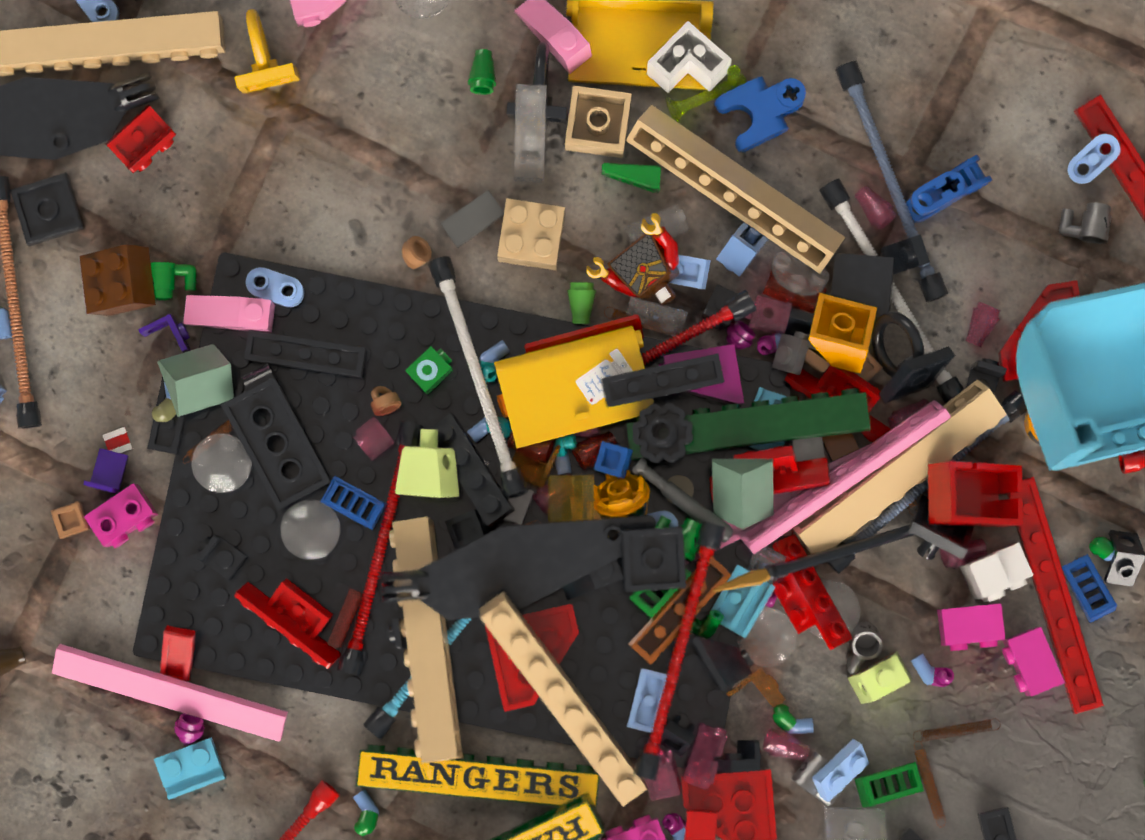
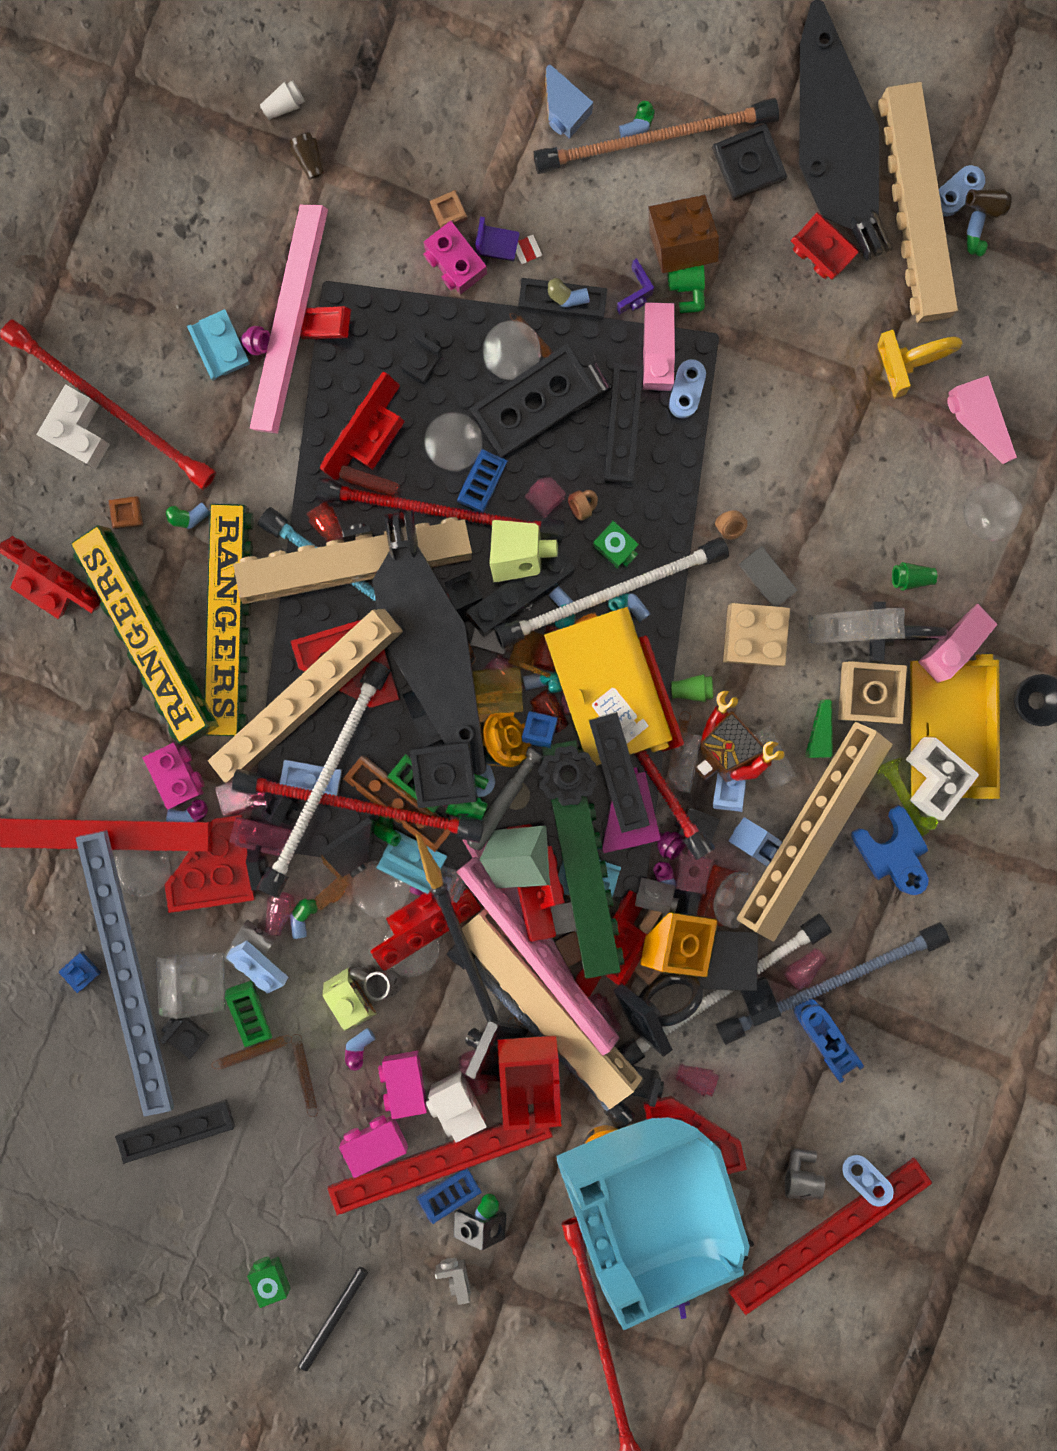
camera: 85 degrees right, 5 degrees up
(197, 379) = (591, 319): sand green slope -> none
(384, 667) = (325, 522): none -> clear red cone
(748, 738) = (372, 680): none -> white hose

